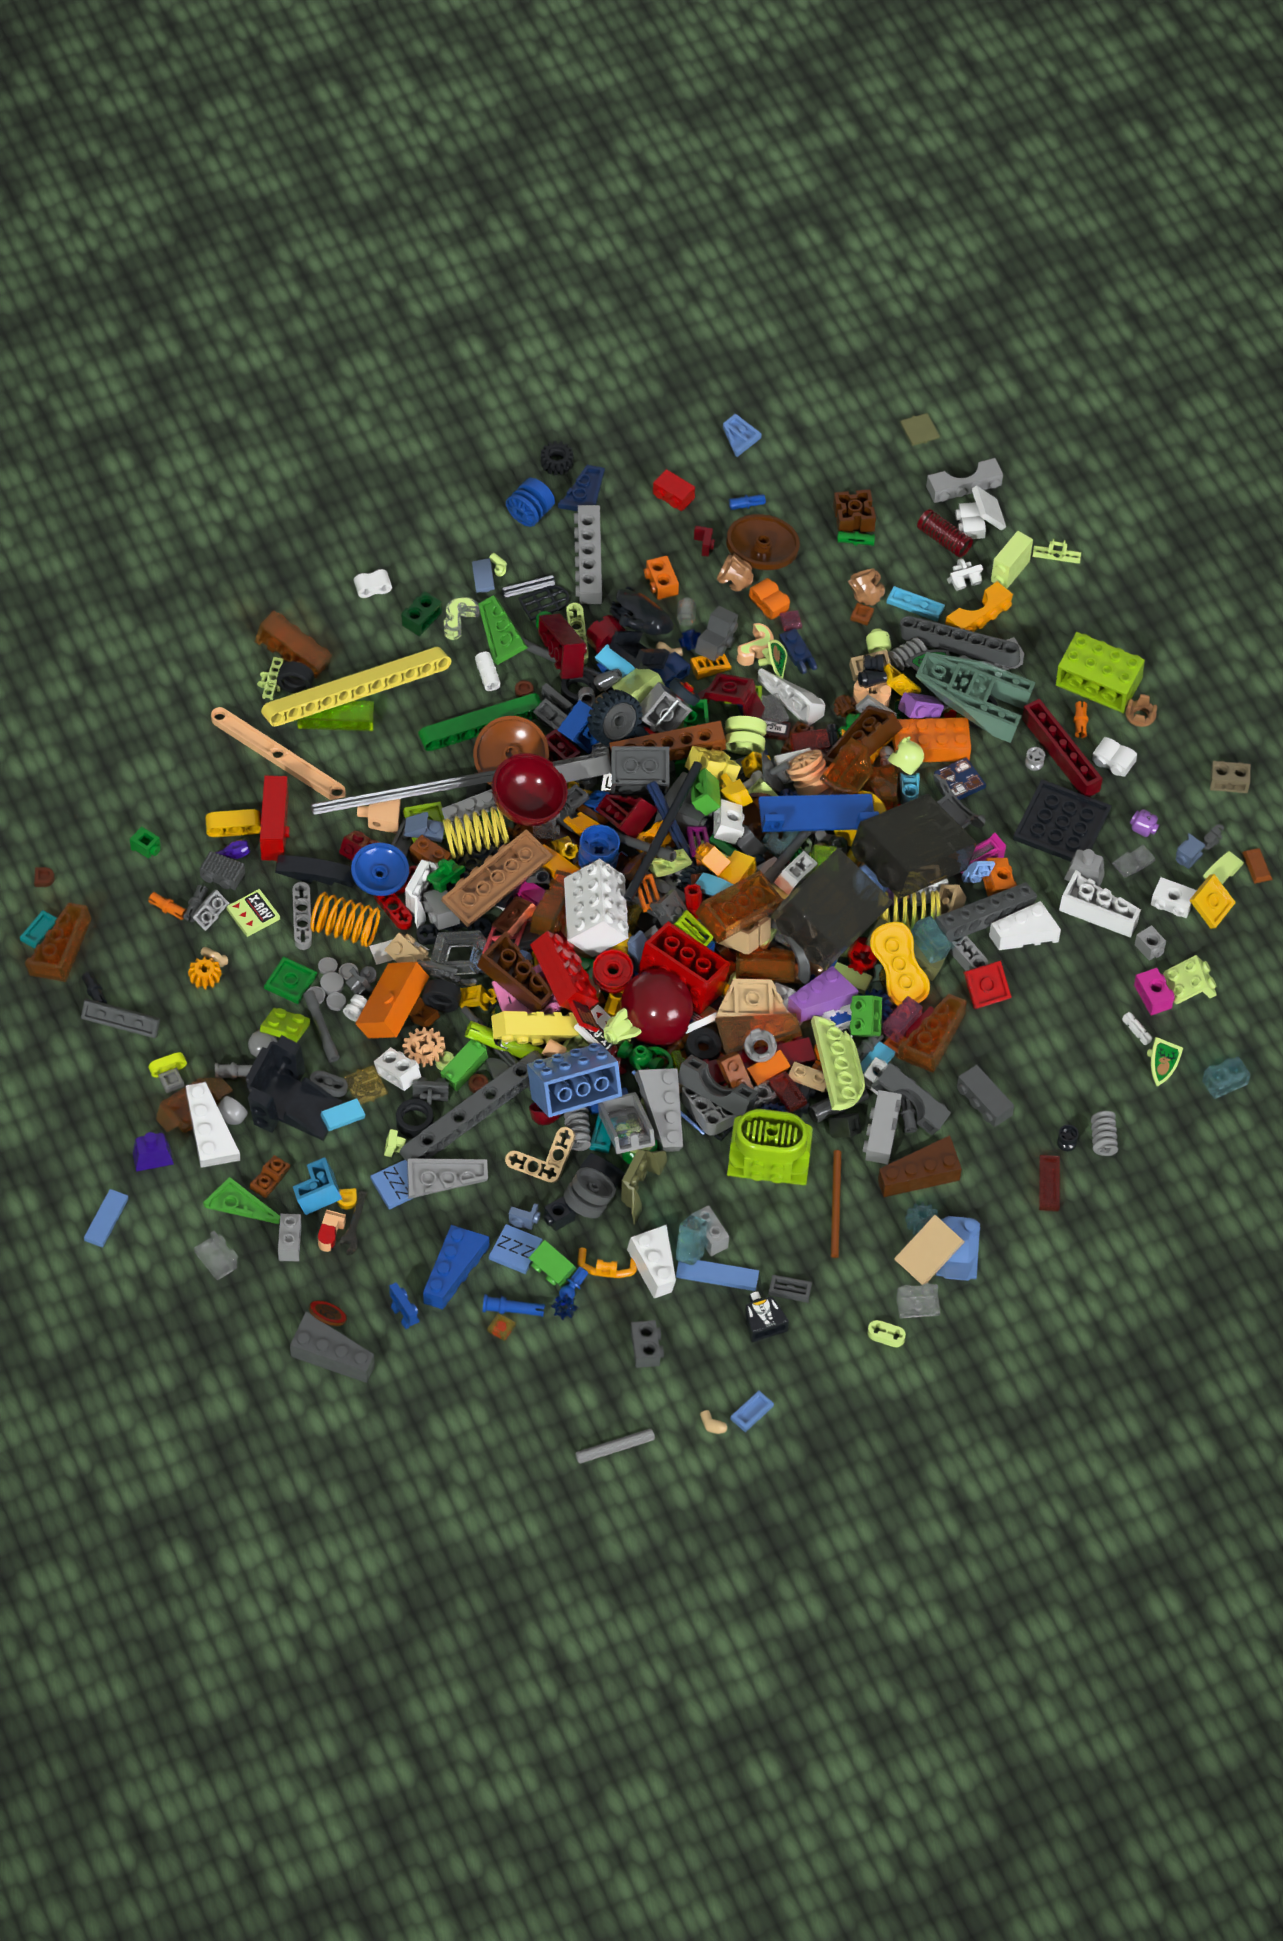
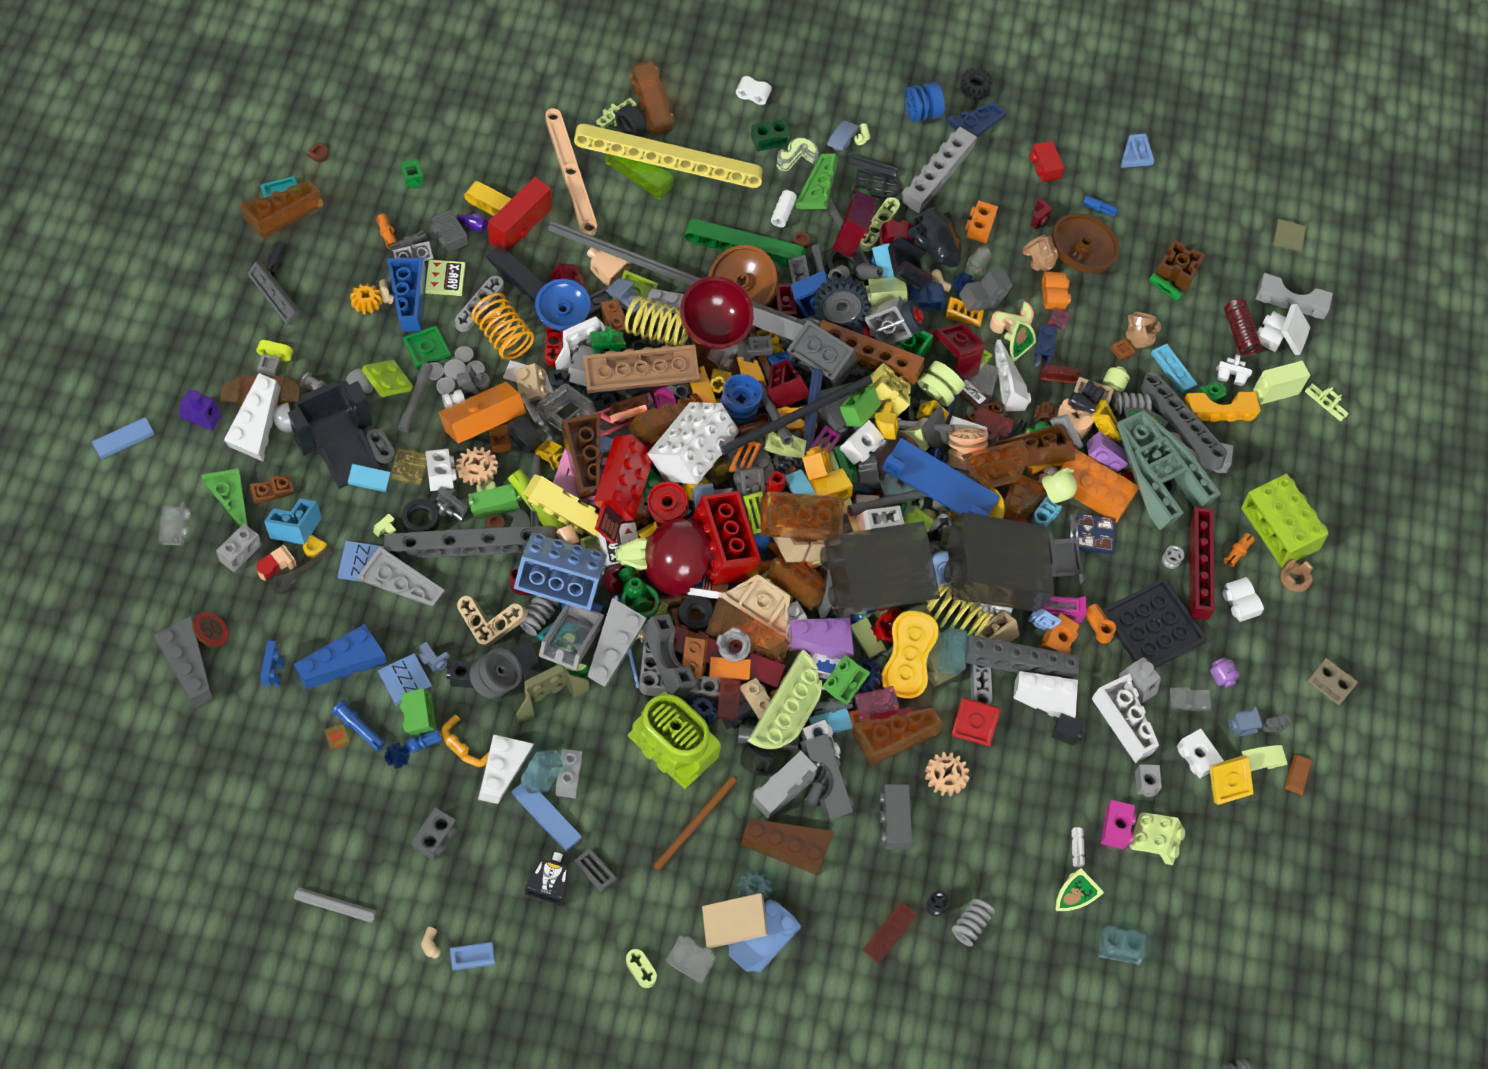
camera: 30 degrees right, 5 degrees up
(231, 938) = (408, 286): none -> blue wedge
(829, 666) = (1060, 373): none -> clear red tile
(964, 601) = (1214, 391): none -> green brick
(1005, 1035) = (943, 765): none -> light nougat gear
(1022, 848) = (1100, 622): none -> orange piece
(1060, 945) = (1068, 729): none -> black brick

